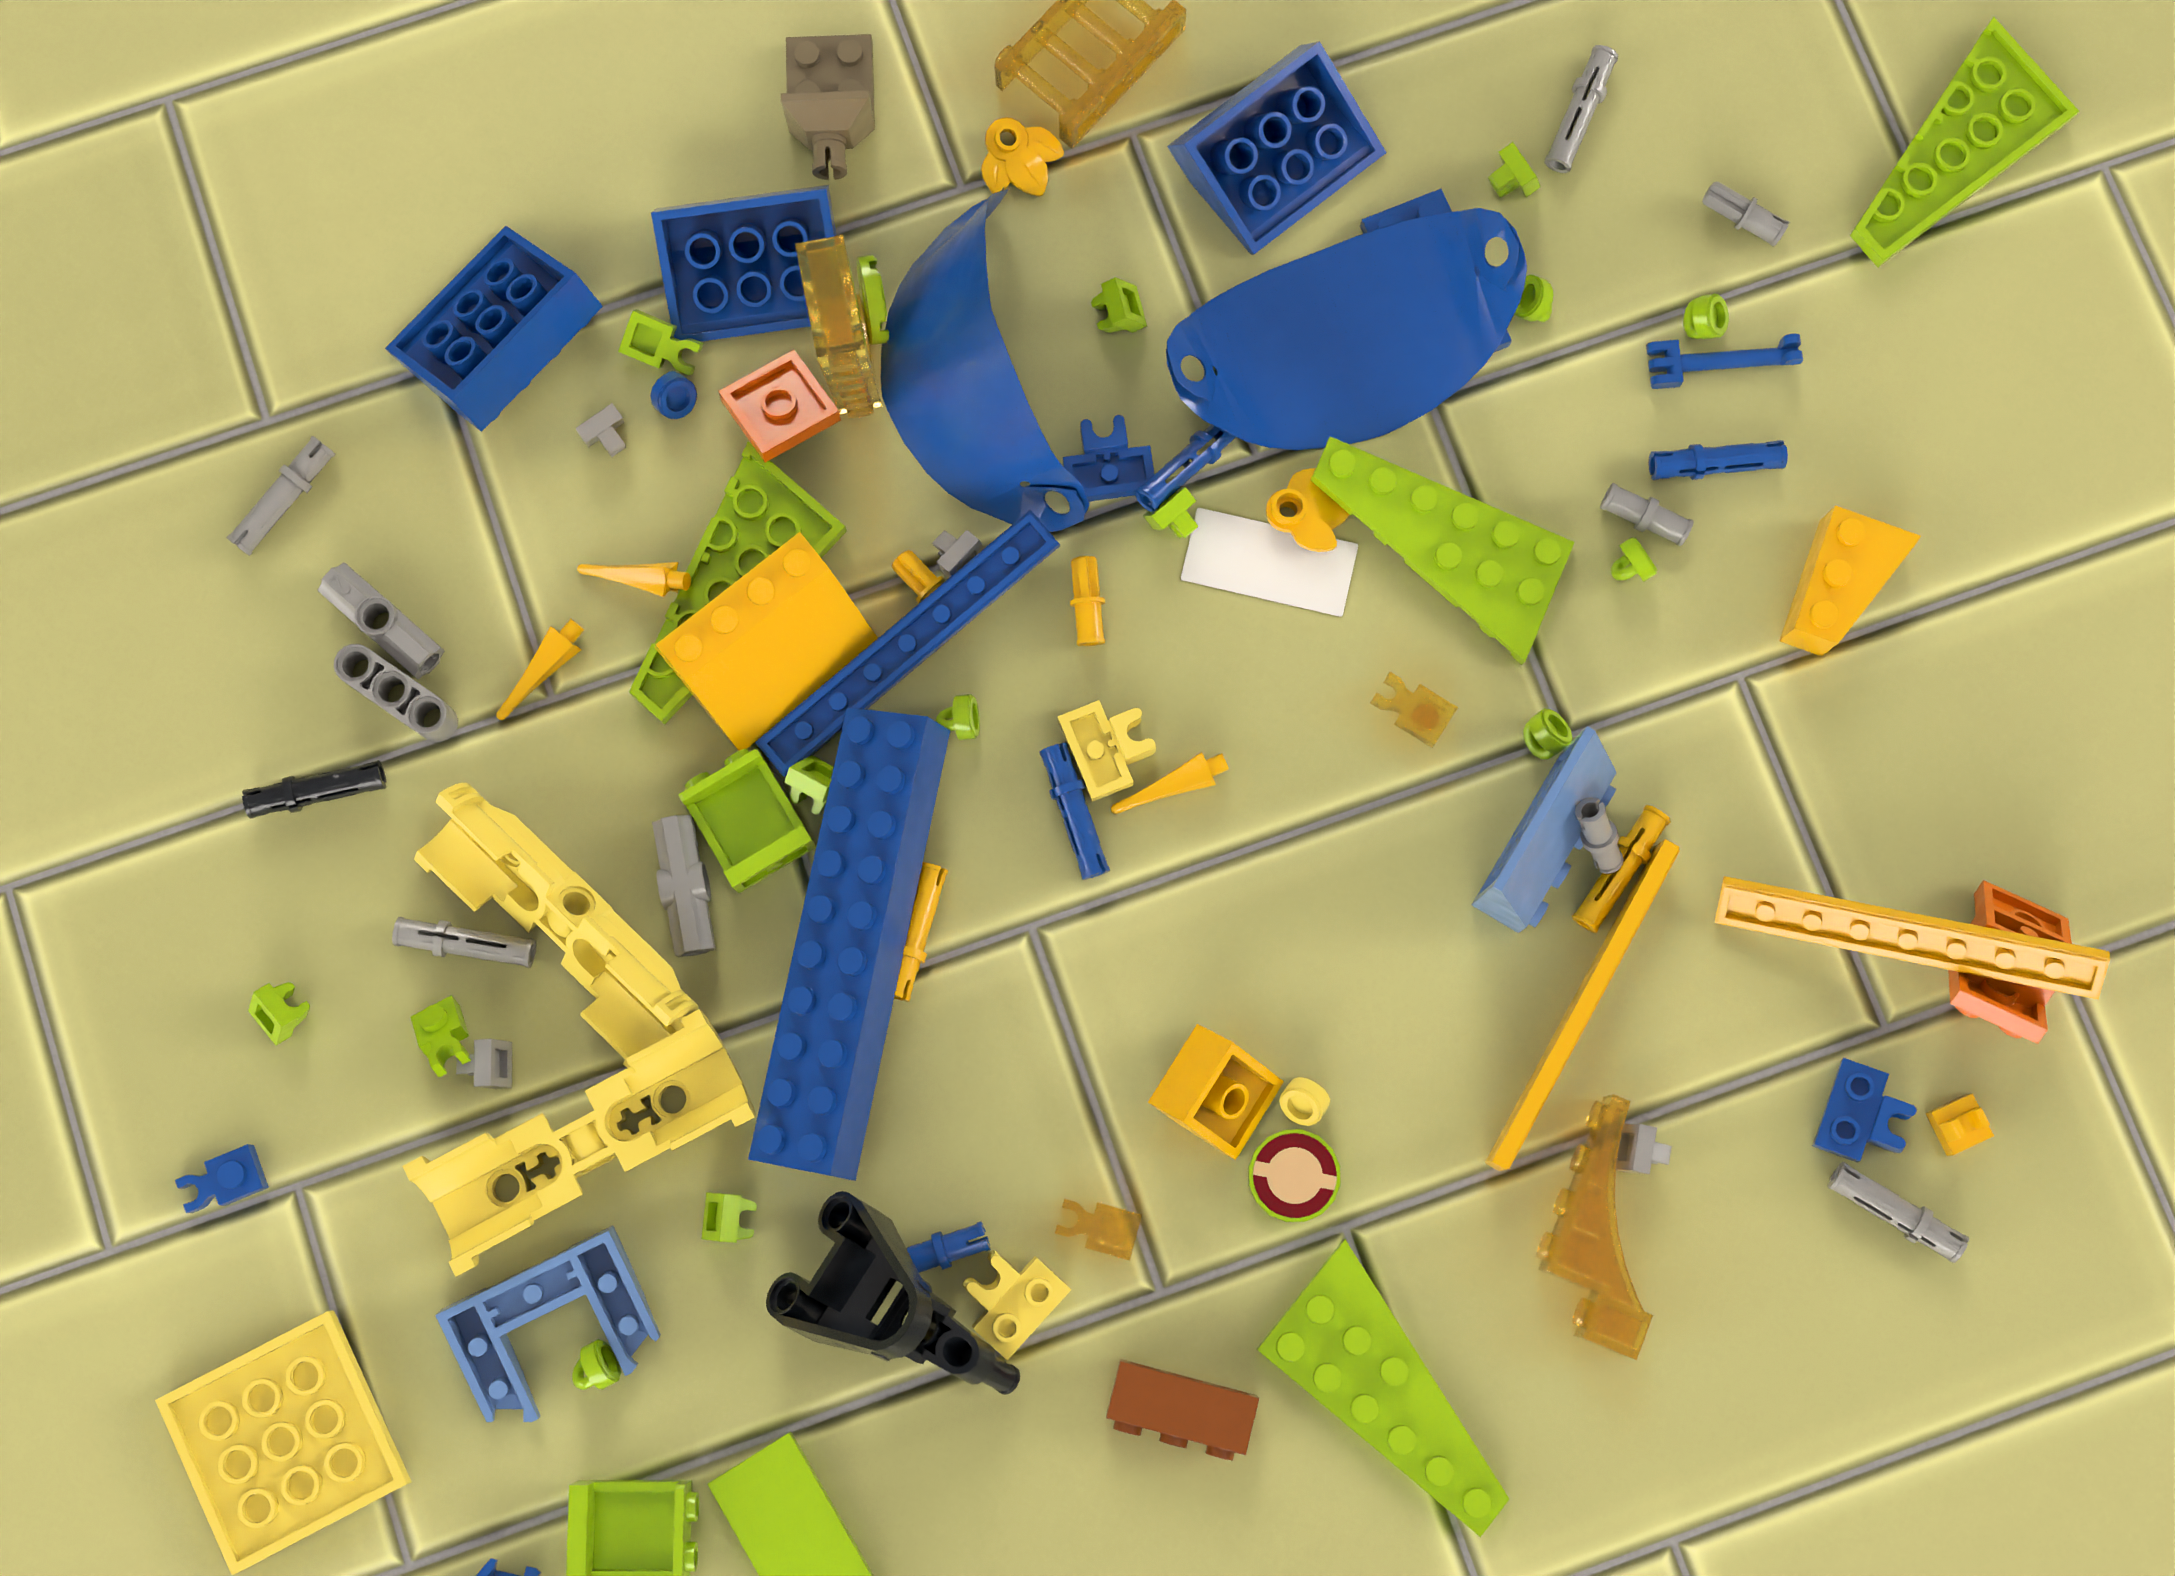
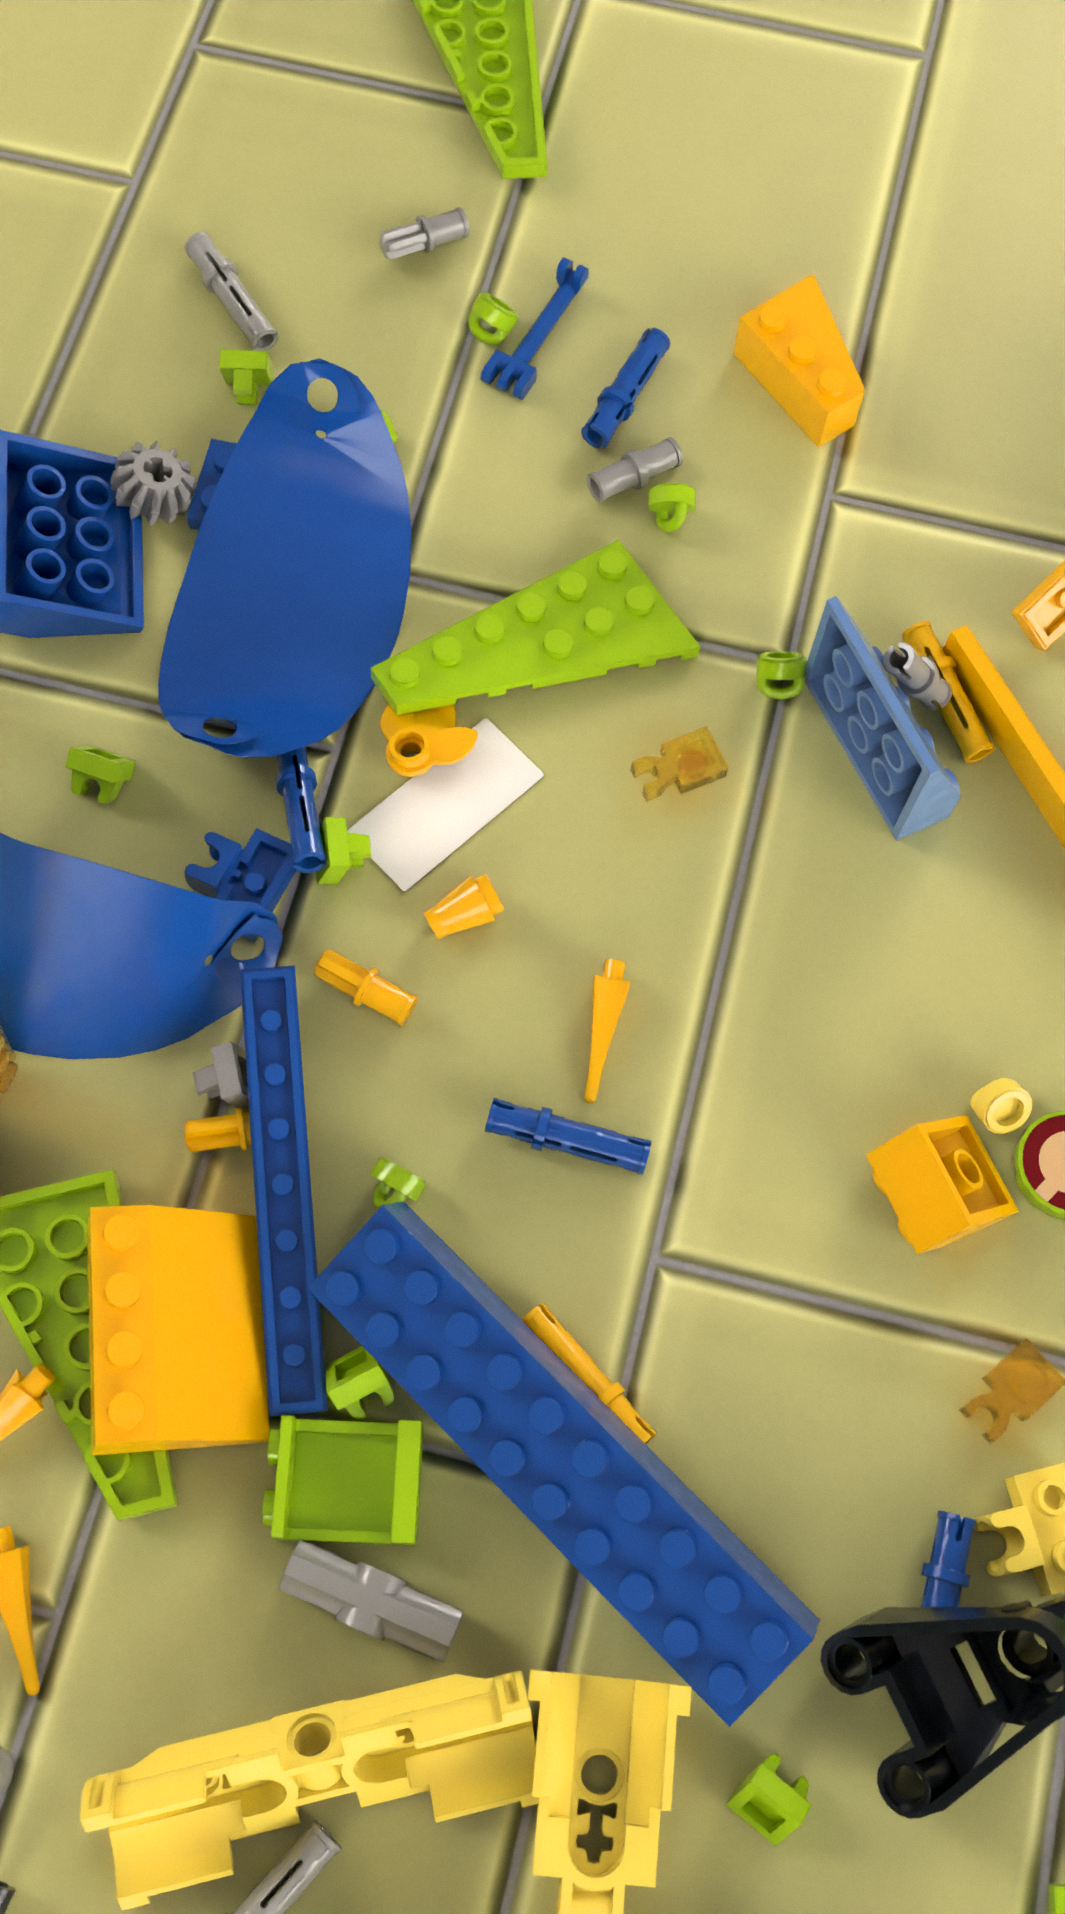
camera: 60 degrees left, 10 degrees down
(1103, 747) = (522, 1066): light yellow plate -> none
(1194, 629) = (465, 907): none -> yellow cone
(1382, 184) = (153, 483): none -> light grey gear

